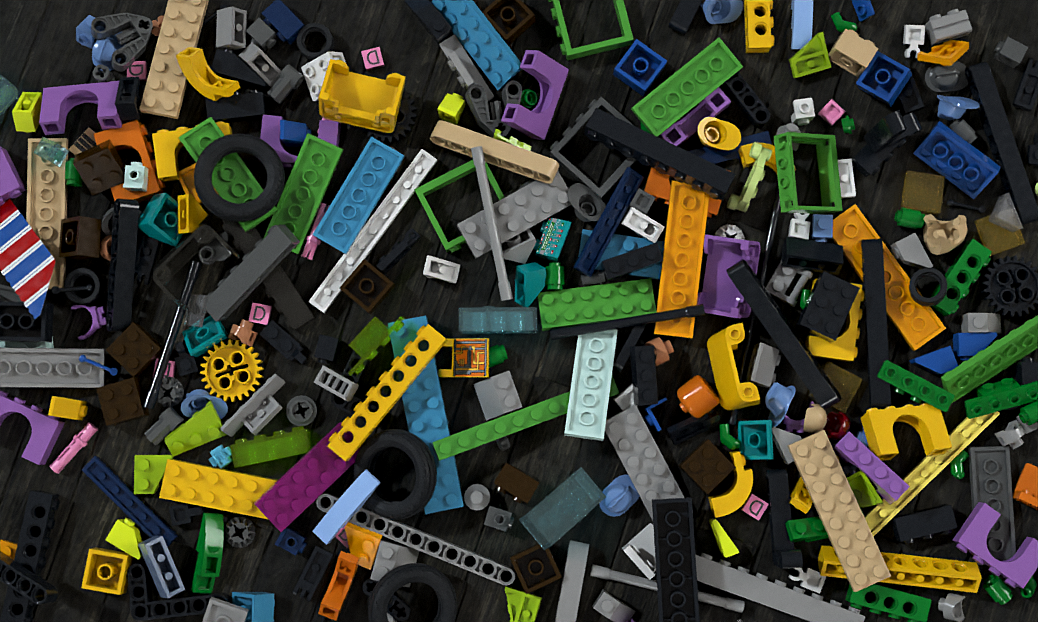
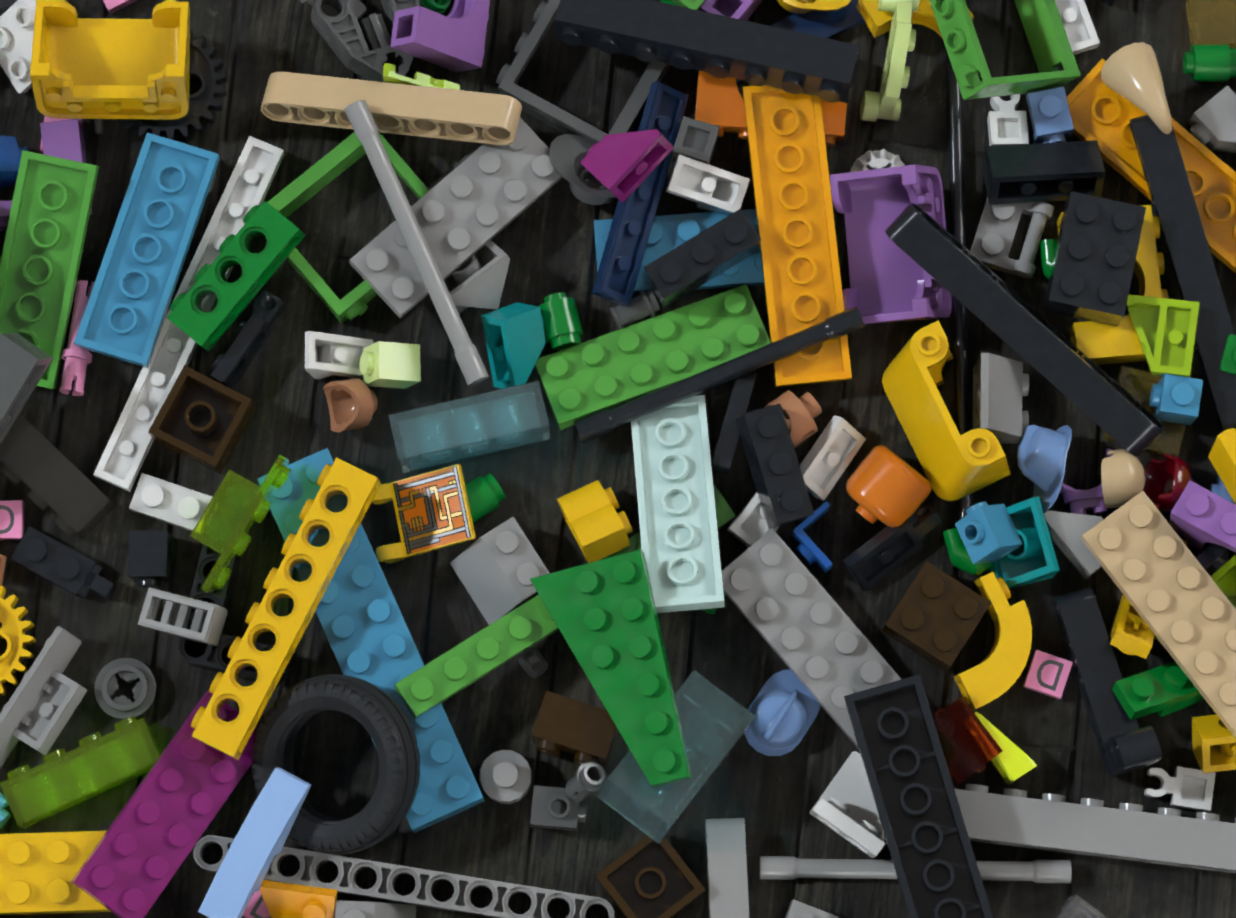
camera: 15 degrees left, 5 degrees down
(343, 323) = (169, 502): none -> white plate
(394, 230) = (233, 297): none -> green brick
(441, 295) = (350, 404): none -> nougat piece
(451, 108) = (290, 46): neon yellow slope -> none
(466, 280) = (391, 365): none -> yellowish green brick
(517, 510) = (588, 778): none -> dark grey pin
(546, 447) = (617, 639): none -> green wing
(549, 382) = (594, 521): none -> yellow brick
(552, 239) = (540, 250): teal slope -> none
(604, 205) = (626, 159): none -> magenta slope
(672, 374) = (830, 456): none -> white plate
(706, 531) = (964, 740): none -> clear red piece
(742, 431) = (988, 532): none -> dark azure brick
(851, 385) = (1176, 399): none -> dark azure brick
(854, 352) = (1165, 332): none -> lime wing
(871, 221) = (1137, 78): none -> tan hat

